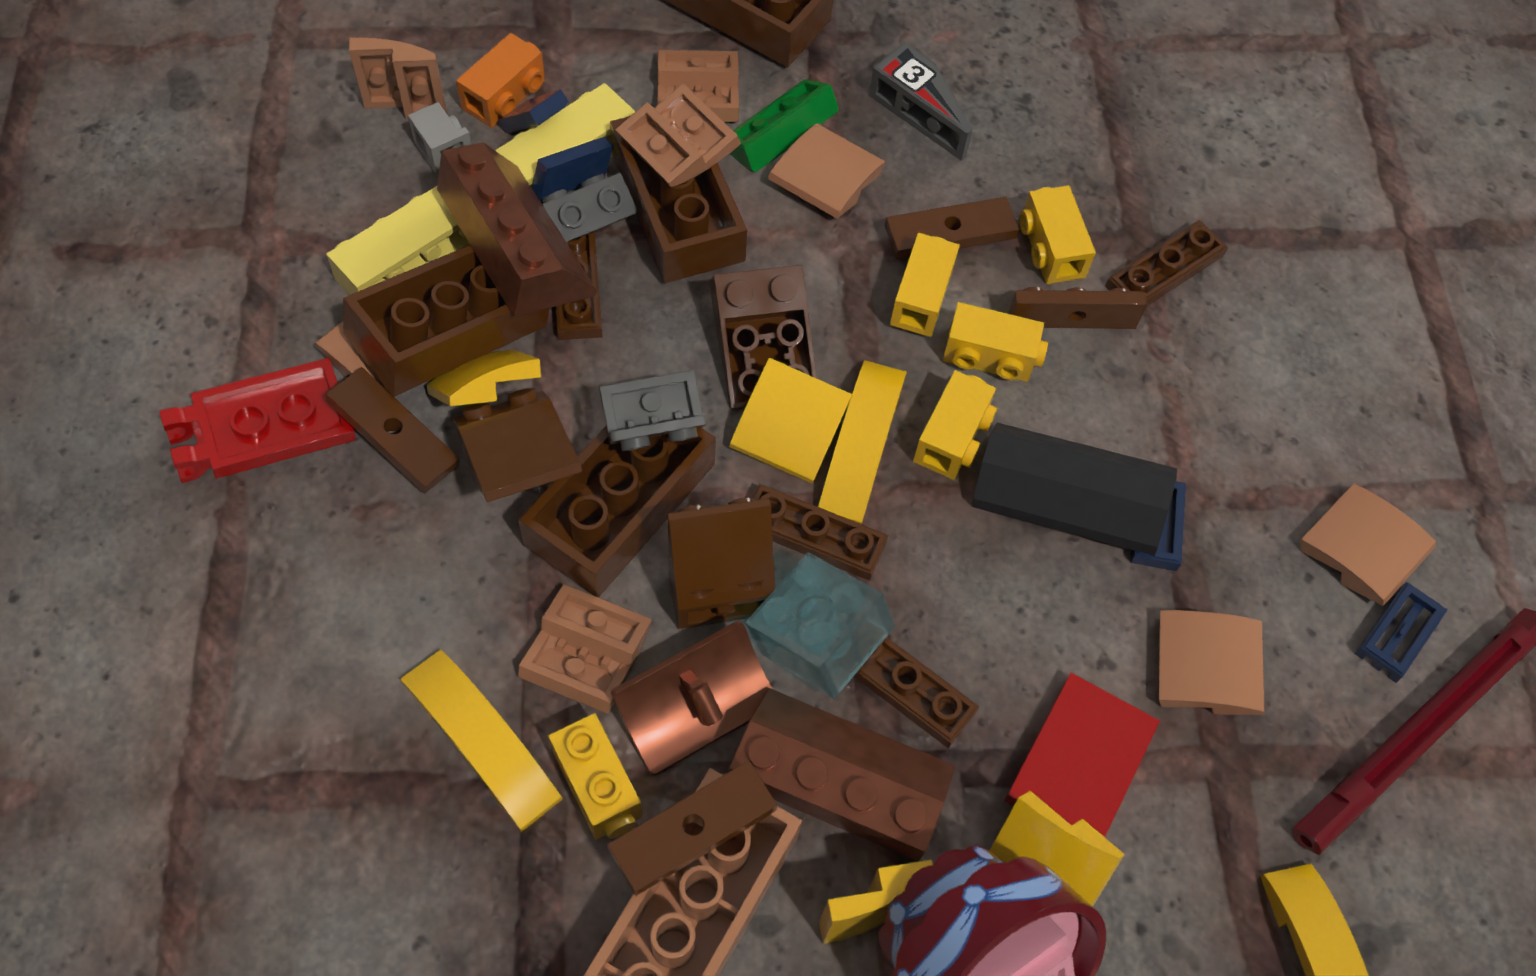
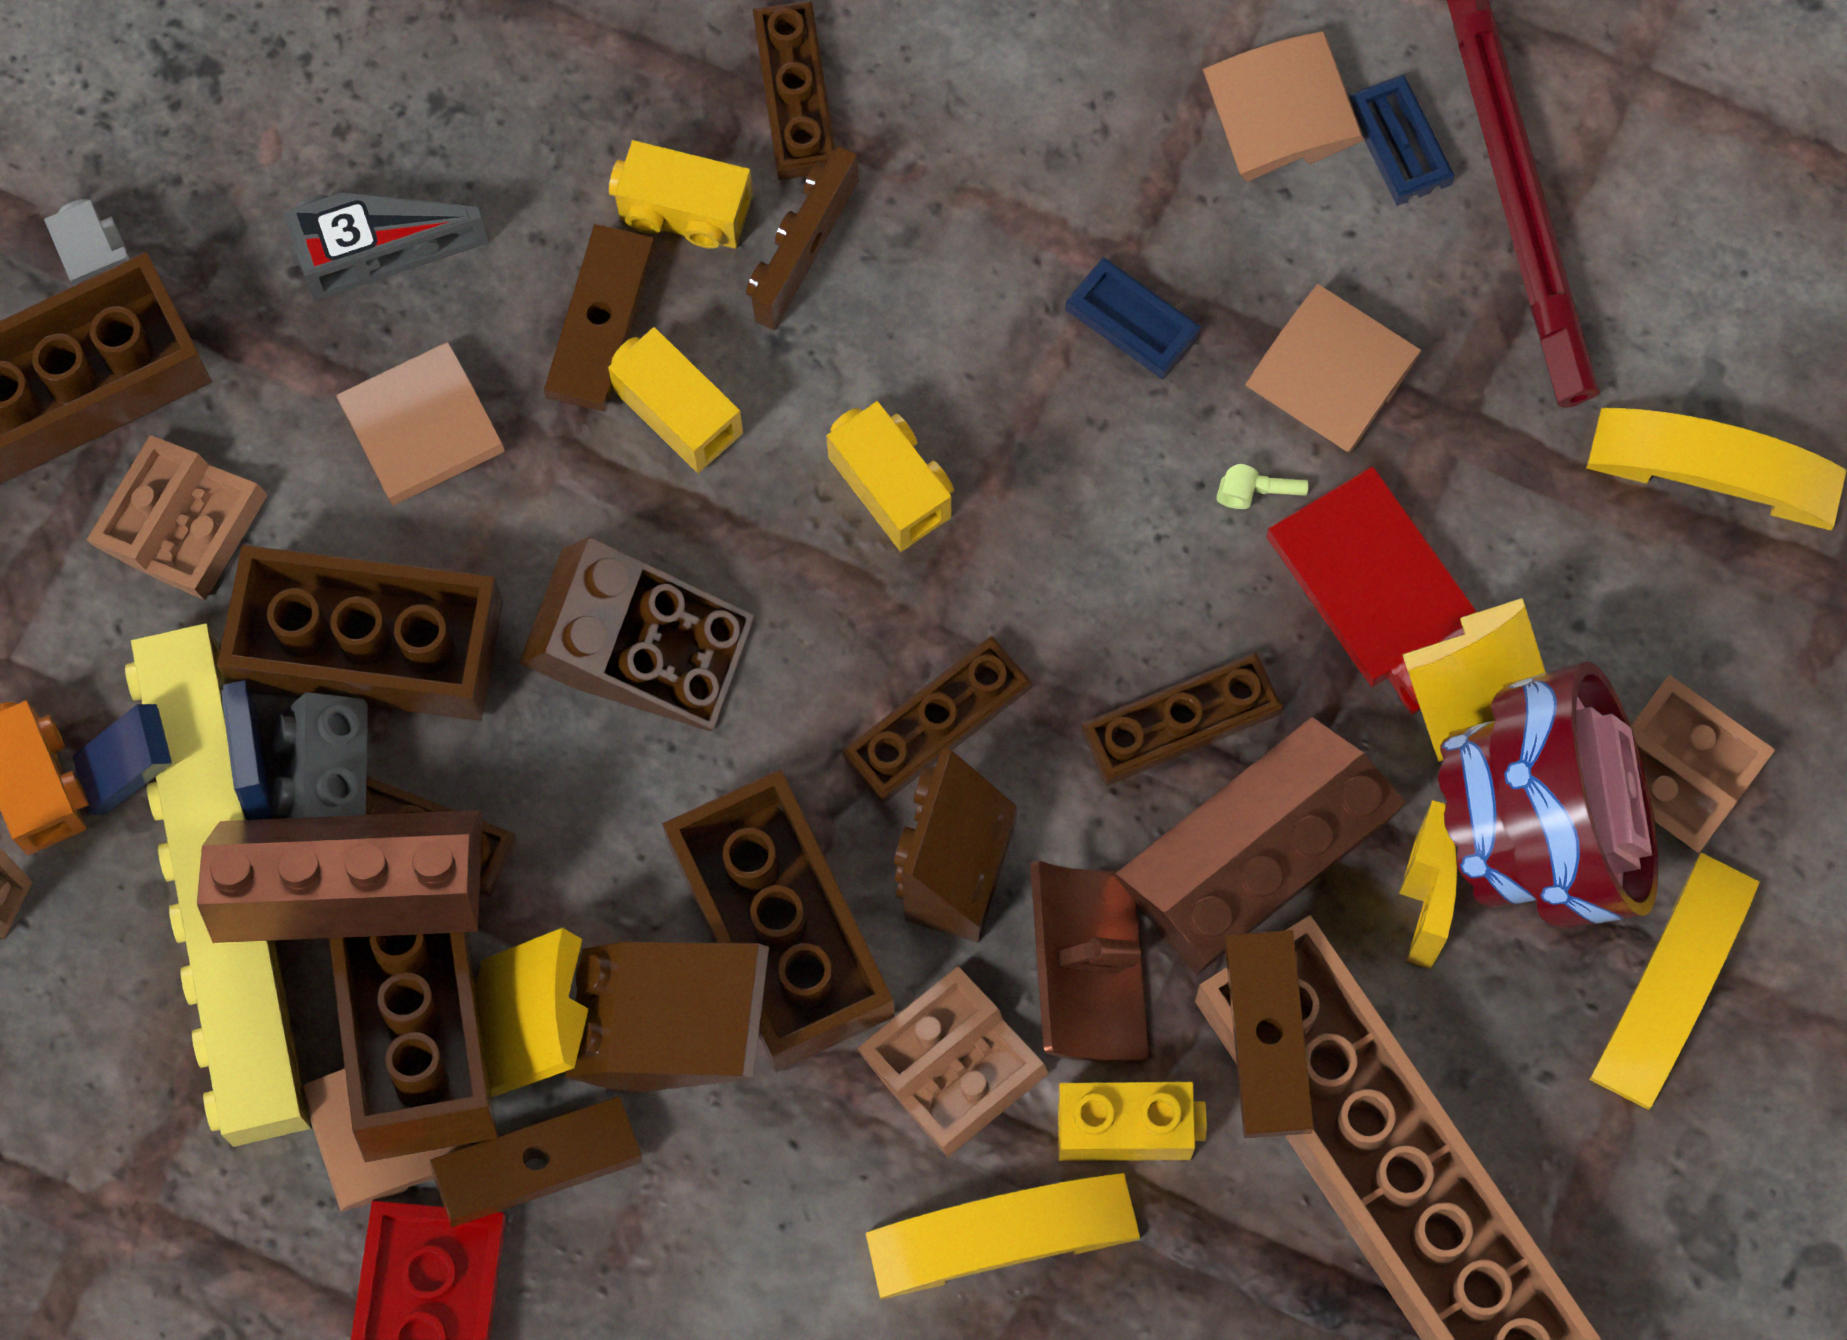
camera: 55 degrees left, 10 degrees up
(436, 132) = (83, 905): light grey brick -> none
(652, 409) = (719, 825): dark grey bracket -> none
(678, 136) = (302, 589): nougat slope -> none
(783, 123) = (302, 442): green slope -> none
(790, 420) = (780, 667): yellow slope -> none
(821, 624) = (1079, 773): clear light blue brick -> none
(862, 441) = (846, 592): yellow slope -> none
(995, 342) = (800, 364): yellow brick -> none
(1075, 488) = (1046, 385): black piece -> none
(1092, 640) = (1242, 481): none -> yellowish green hand

